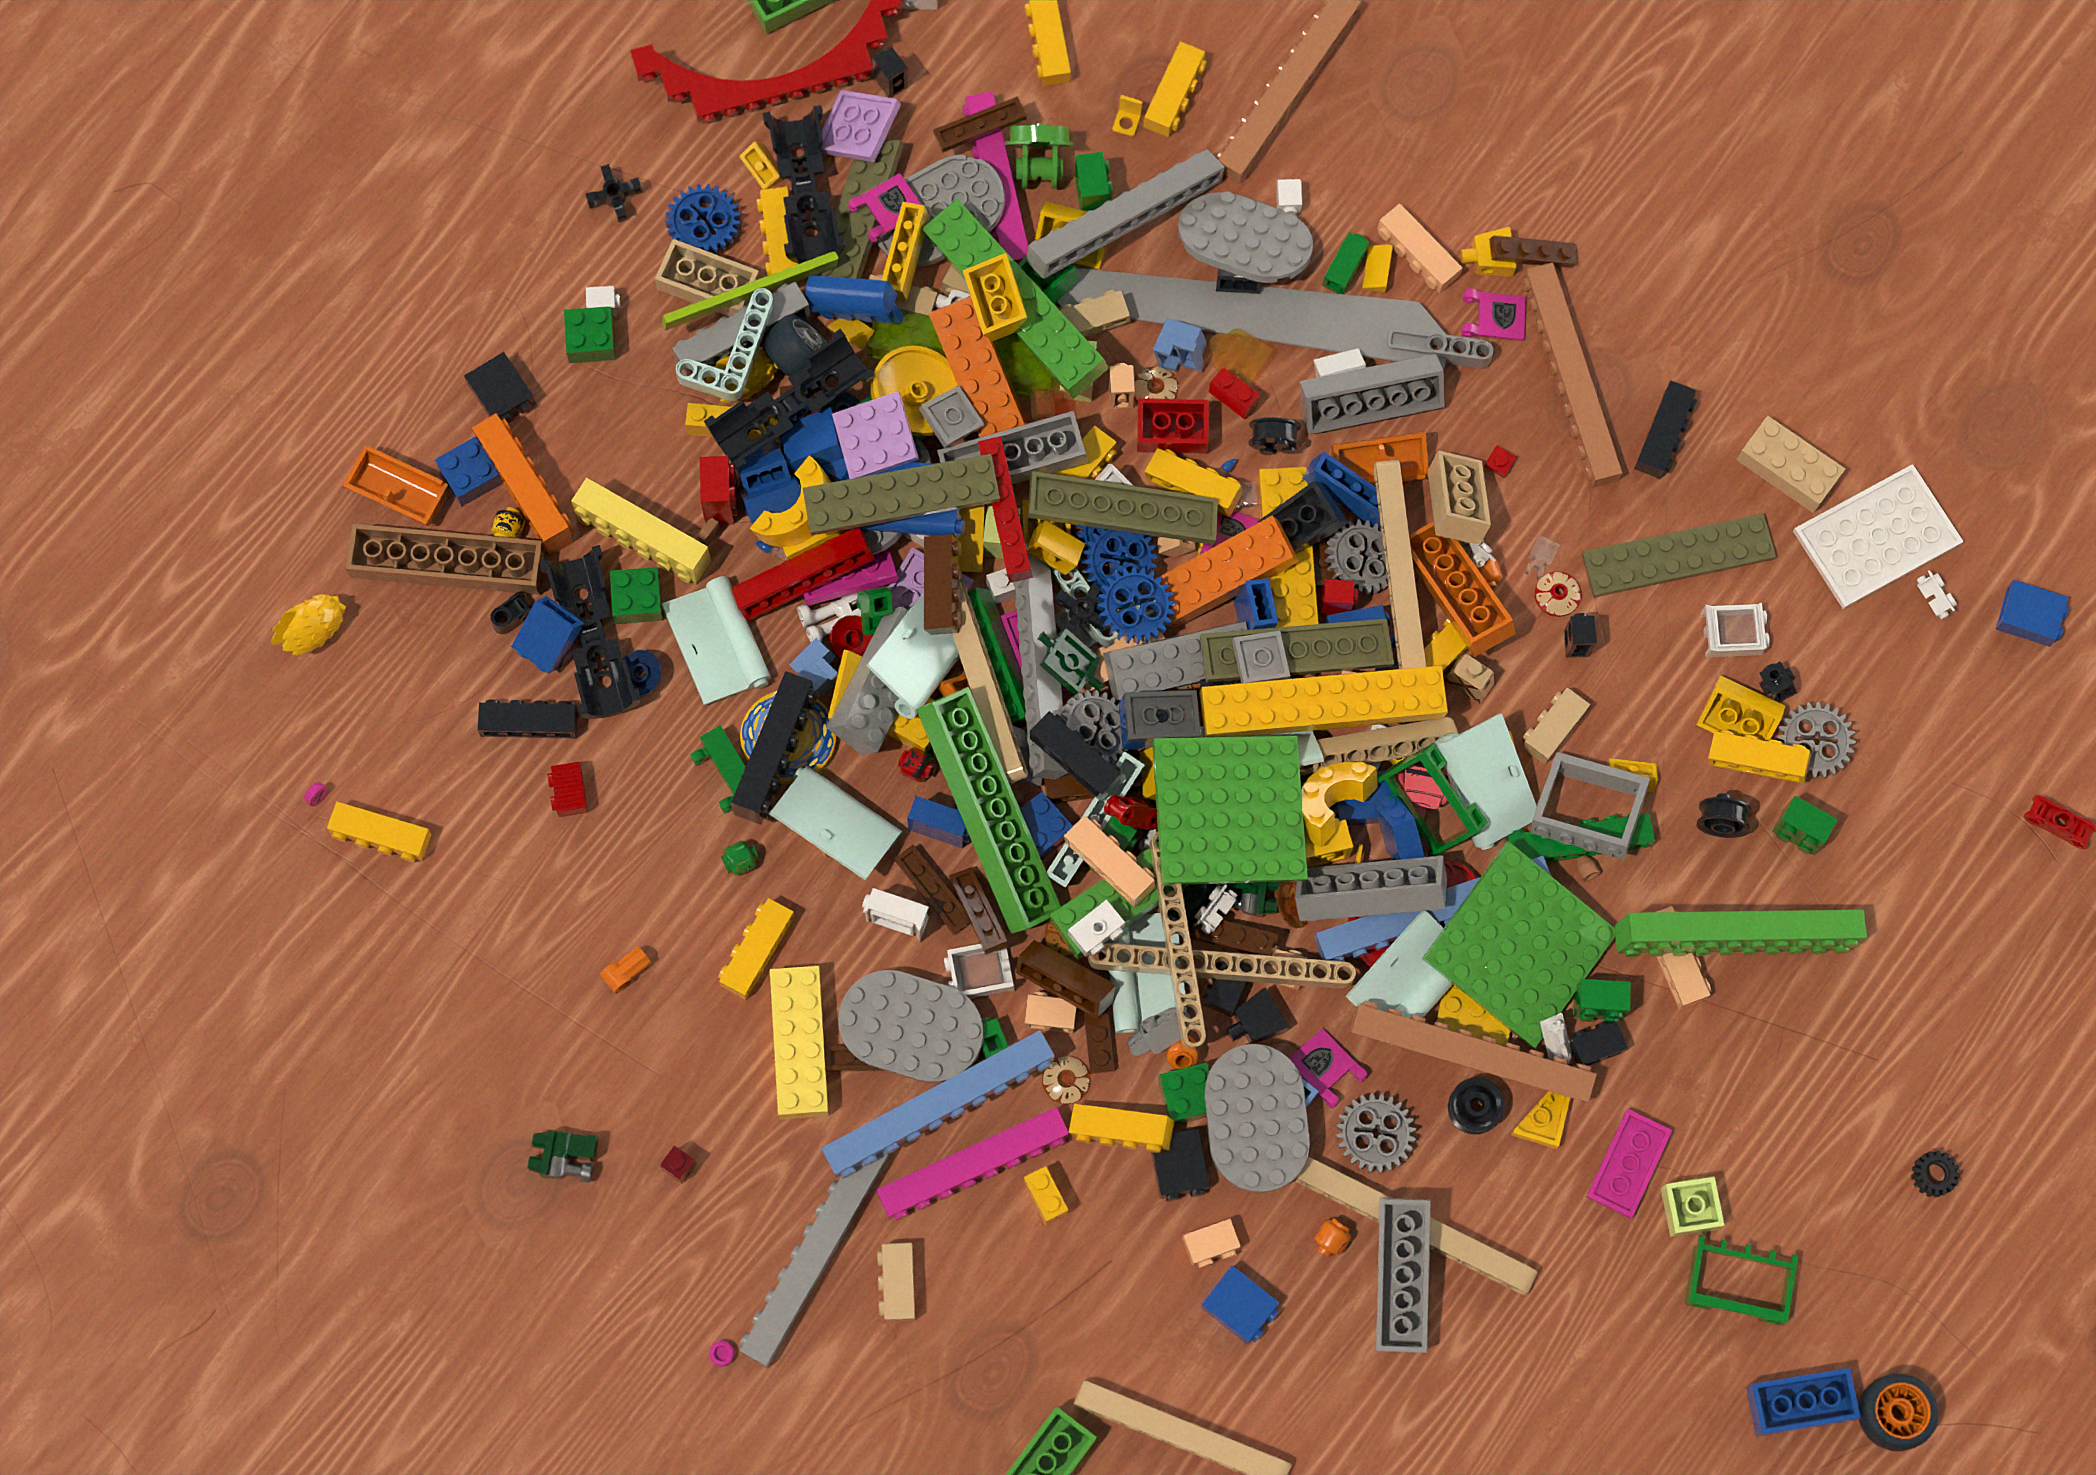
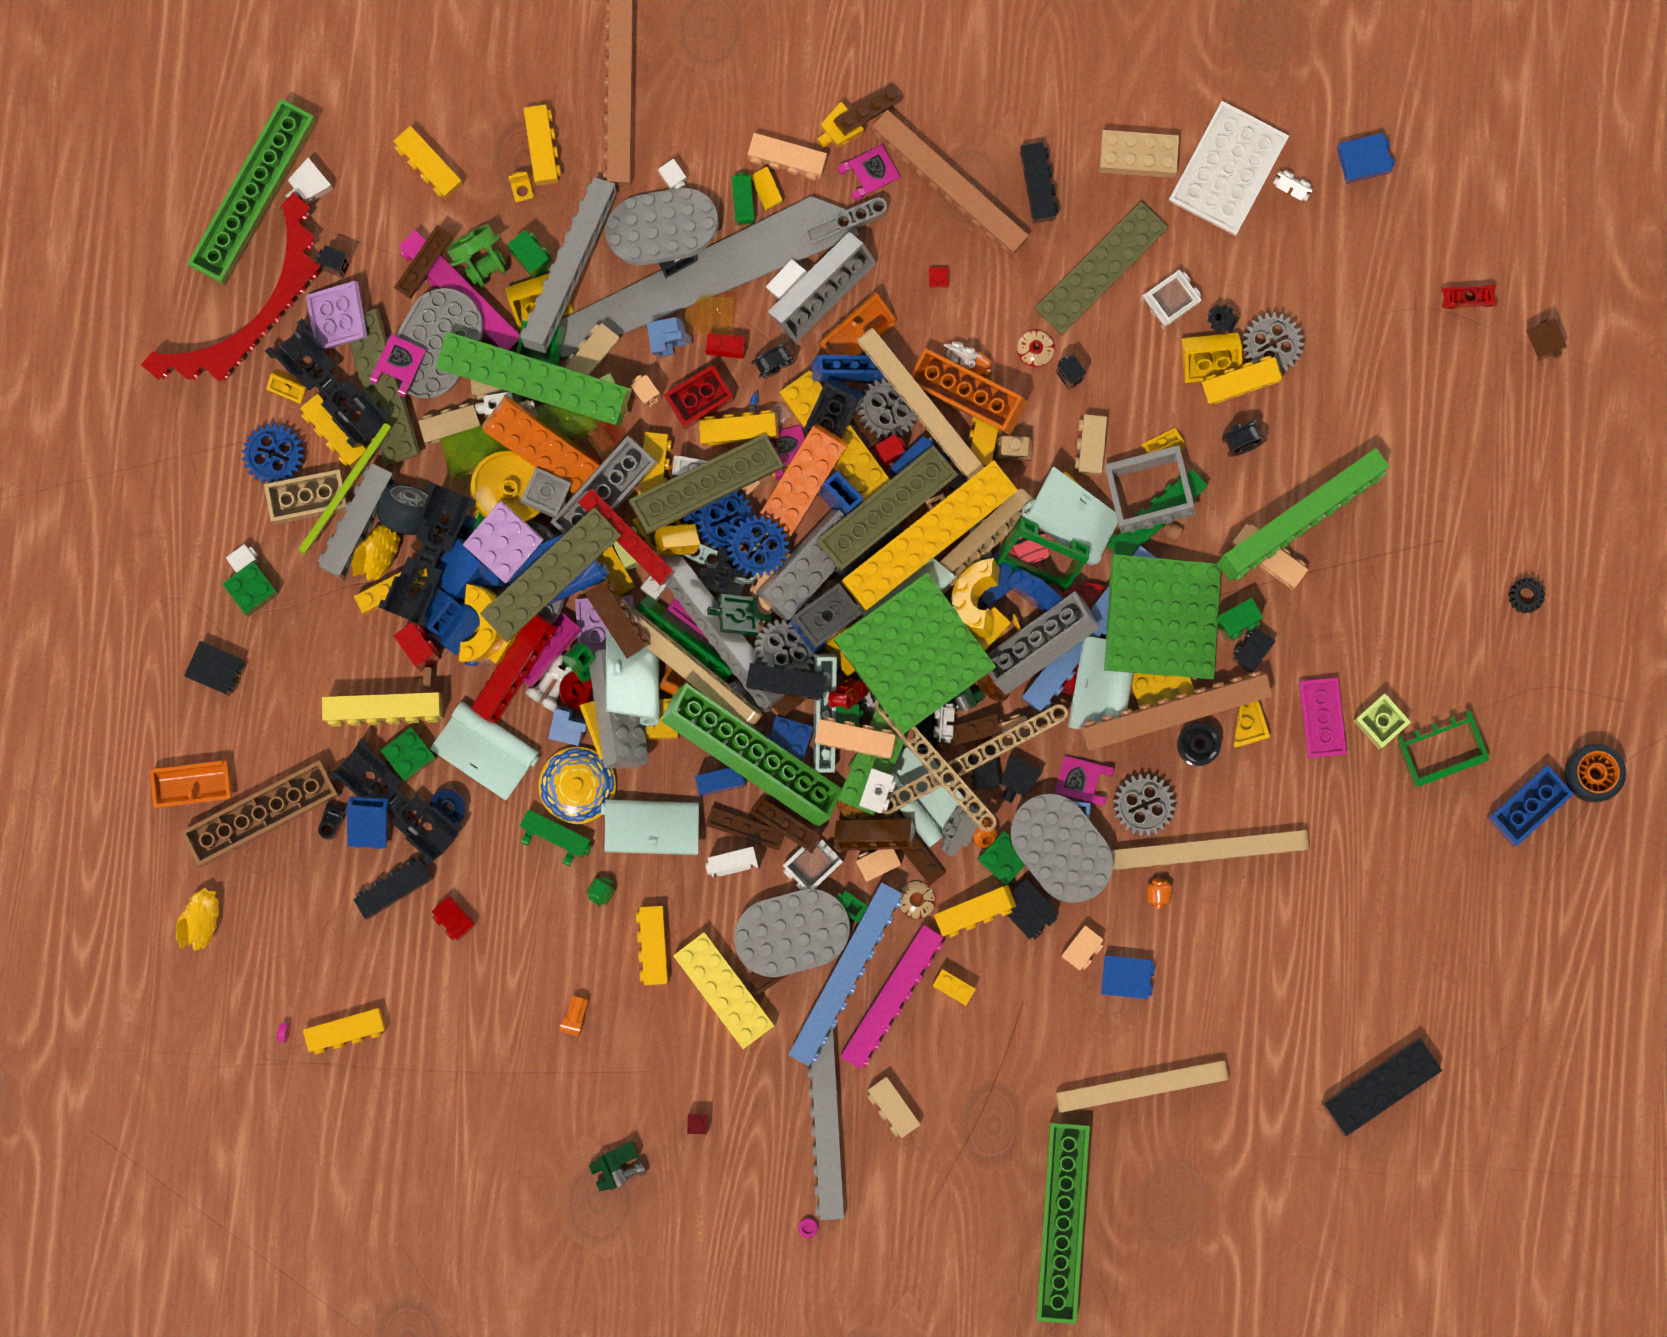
camera: 30 degrees left, 10 degrees up
(468, 471) = (233, 741): blue brick -> none
(508, 523) = (286, 761): head -> none
(524, 484) = (278, 727): orange brick -> none
(596, 198) = (206, 462): black pin -> none
(738, 354) = (369, 542): light aqua beam -> none
(773, 748) = (577, 805): black brick -> none
(853, 299) = (420, 450): blue brick -> none
(854, 330) = (431, 470): yellow slope -> none
(905, 248) = (433, 392): yellow brick -> none
(916, 764) = (678, 750): red head -> none
(996, 297) = (524, 391): yellow slope -> none
(1145, 378) = (660, 366): tan dish -> none
(1261, 657) = (868, 532): light grey plate -> none
(1403, 1275) = (1221, 890): light grey brick -> none
(1459, 497) = (929, 327): tan brick -> none
(1542, 554) = (1009, 326): clear plate -> none
(1556, 1038) = (1224, 664): white hinge -> none
(1804, 826) = (1301, 411): green brick -> none

